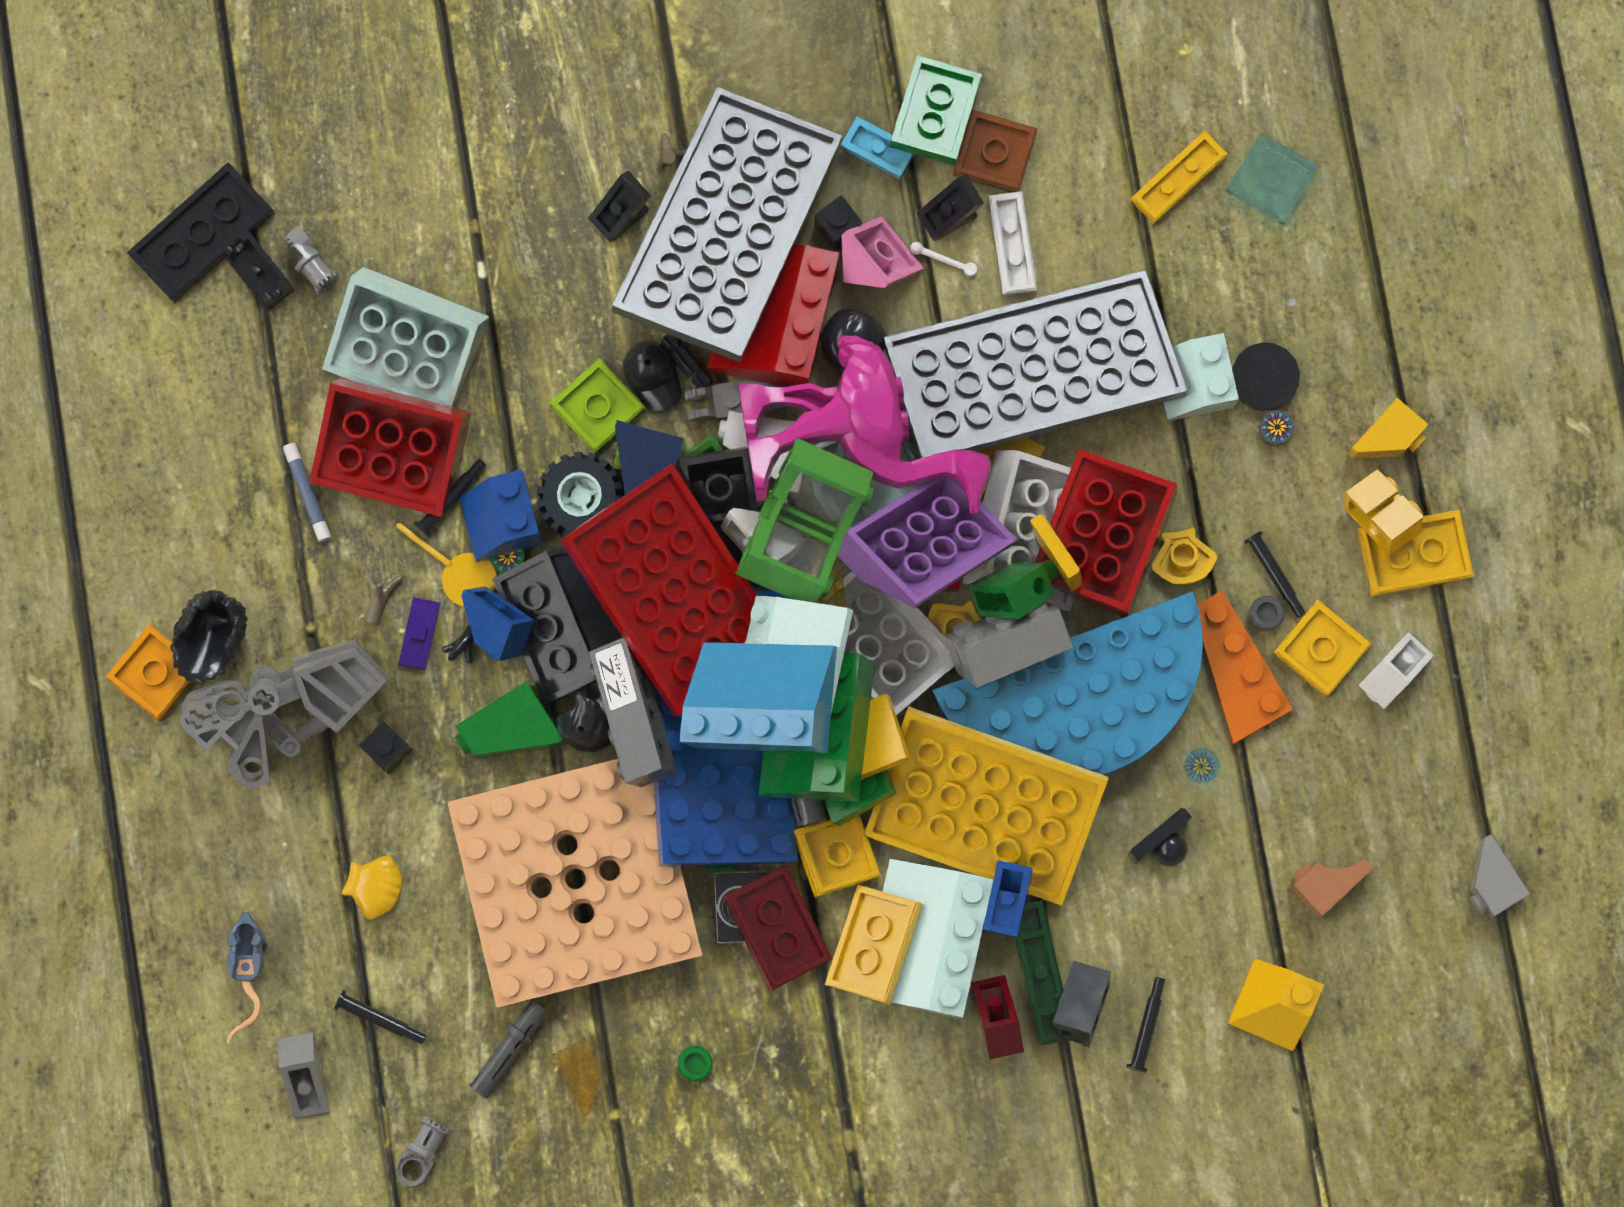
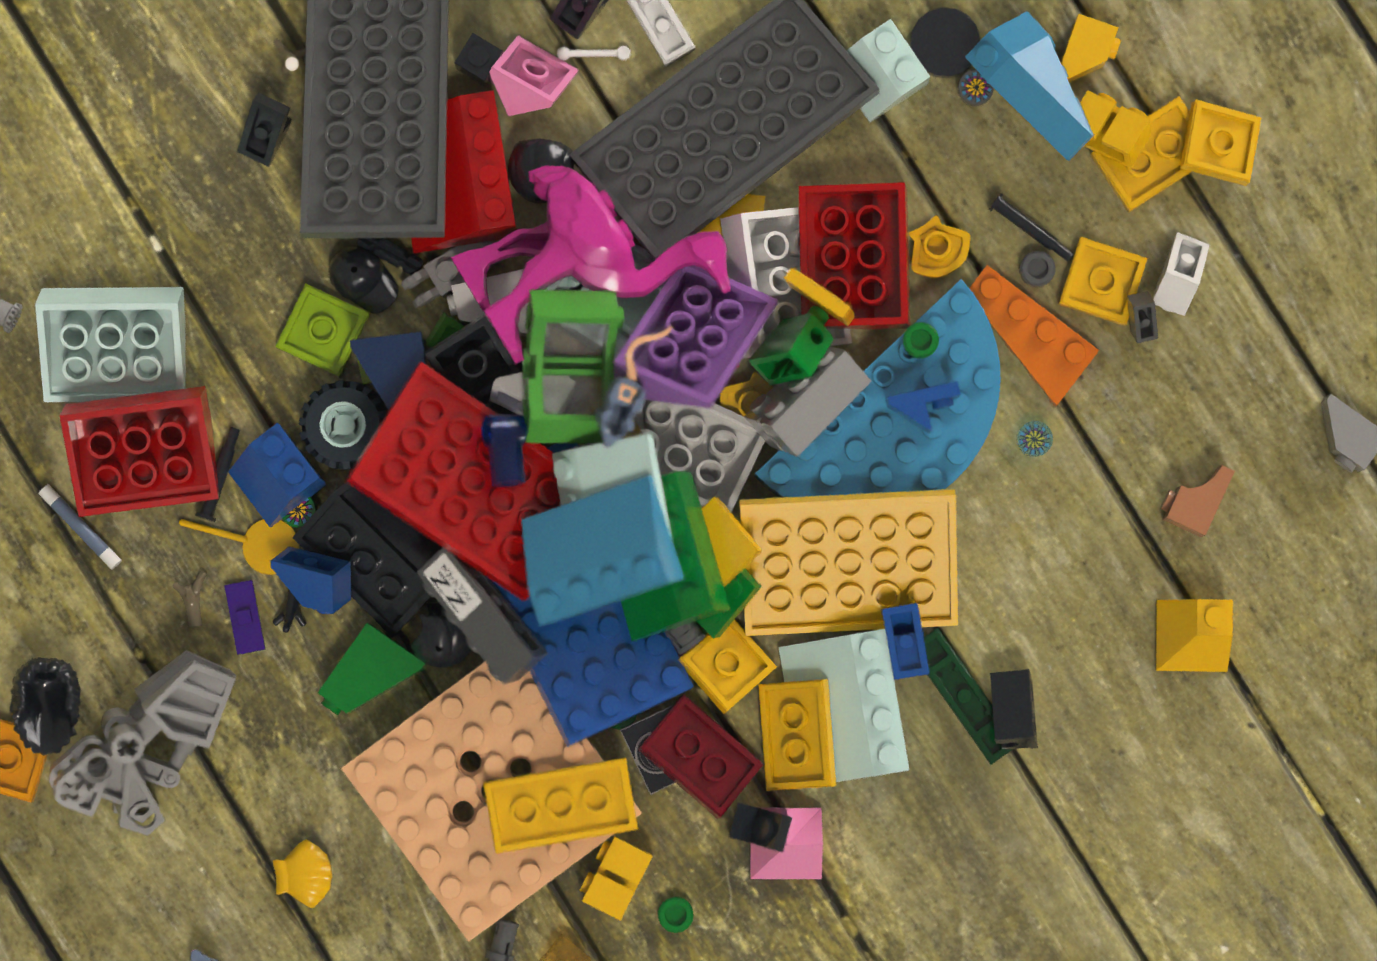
camera: 25 degrees left, 5 degrees up
(385, 747) = (259, 739): black brick -> none
(631, 916) = (560, 805): none -> yellow tile
(655, 1006) = (616, 877): none -> yellow piece
(718, 564) = (505, 440): none -> clear blue piece
(804, 1012) = (760, 827): none -> black slope
(823, 1040) = (801, 852): none -> bright pink slope
(840, 567) = (623, 398): none -> sand blue animal
(997, 1017) = (940, 754): dark red slope -> none
(1102, 684) = (913, 404): none -> blue slope
(1132, 630) = (920, 340): none -> green tile
(1147, 1027) = (1083, 705): black piece -> none
(1167, 846) = (1032, 527): black tile -> none
(1328, 430) = (1027, 73): none -> dark azure wedge
(1345, 694) = (1142, 317): none -> dark grey piece
(1480, 566) = (1220, 142): none -> yellow tile

